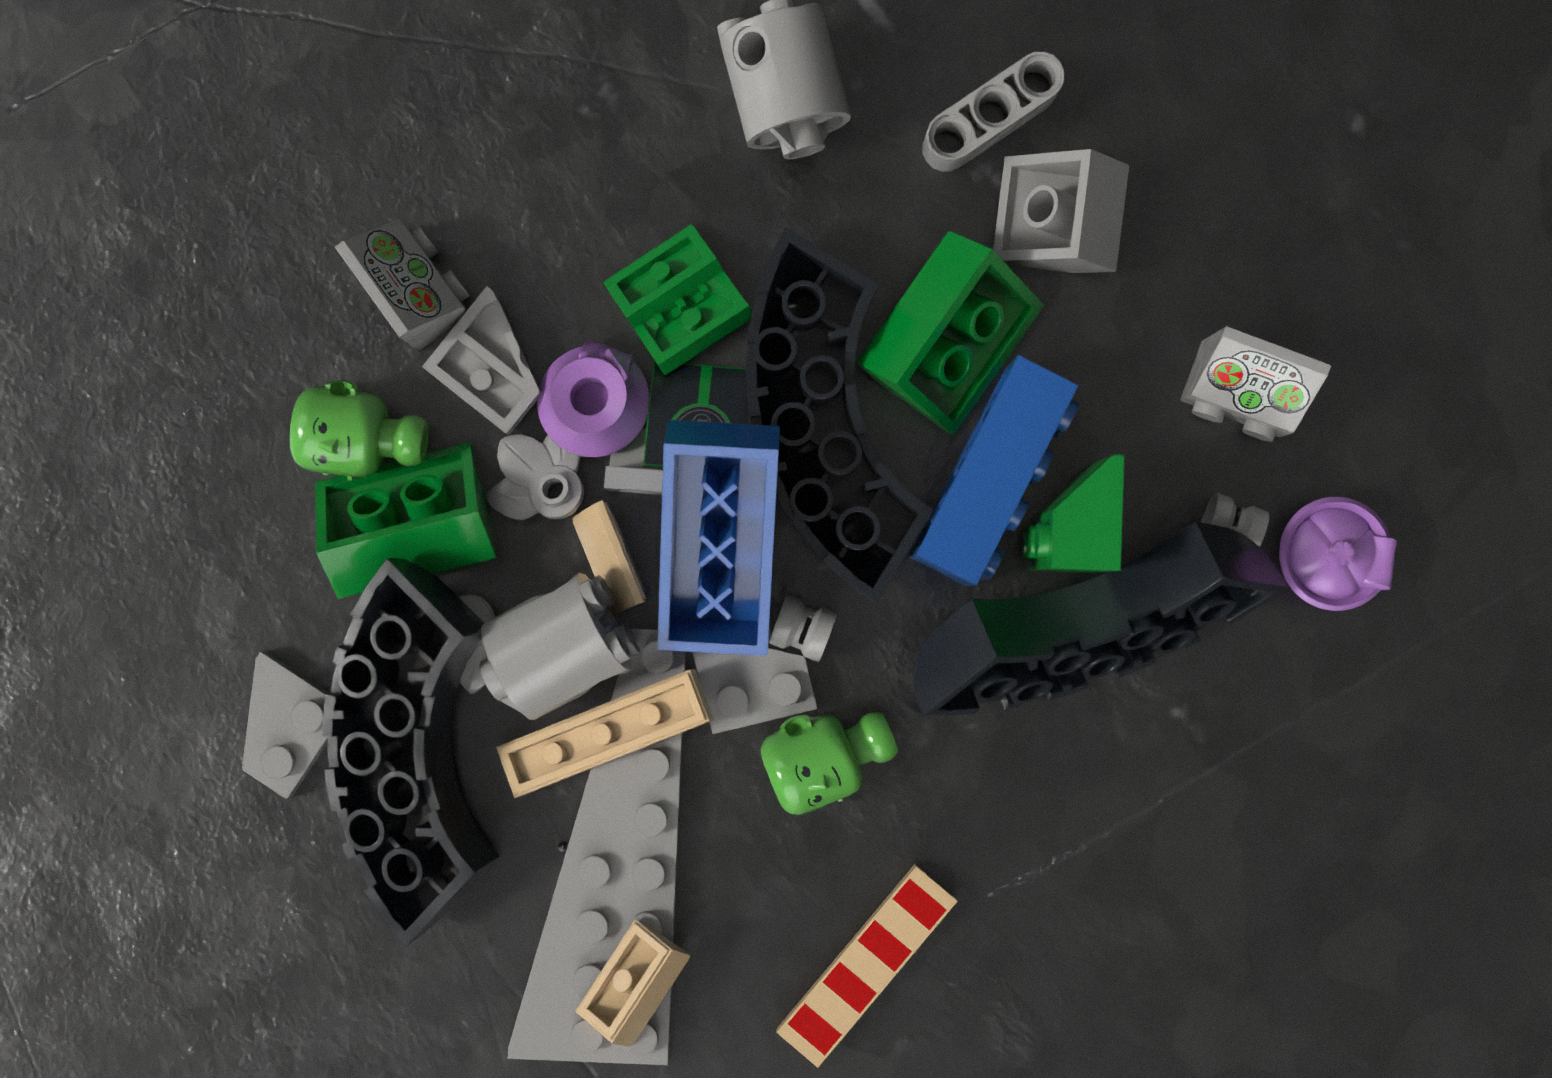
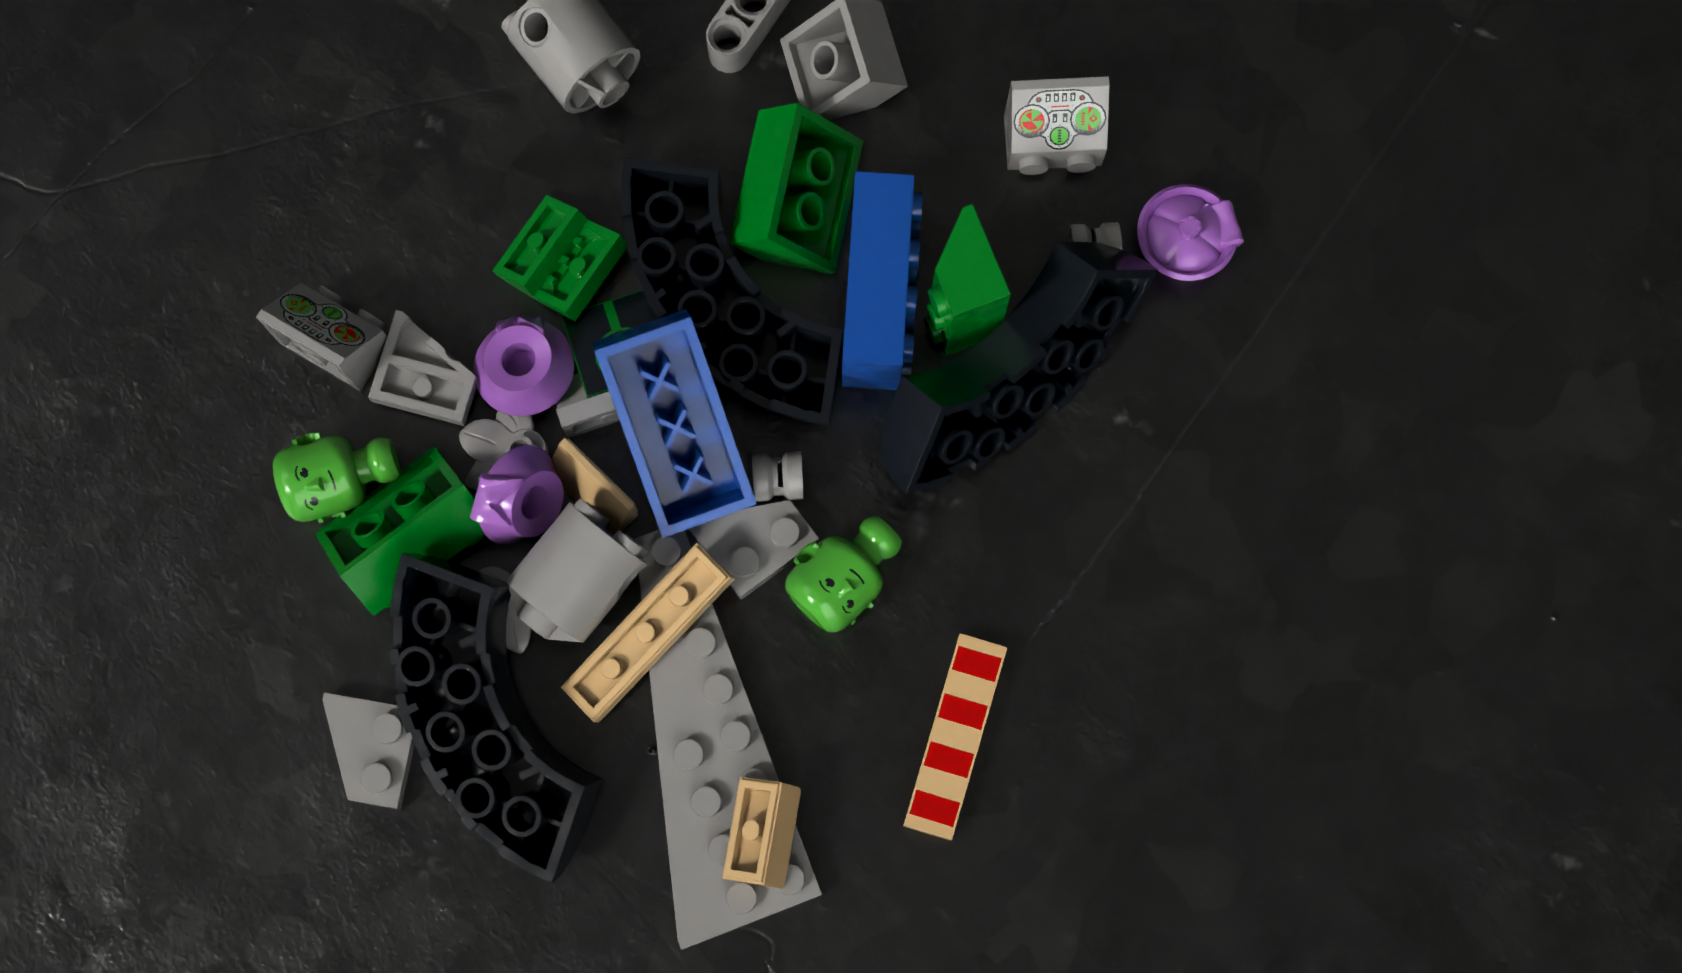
camera: 20 degrees left, 10 degrees down
(531, 541) = (518, 496): none -> medium lavender piece

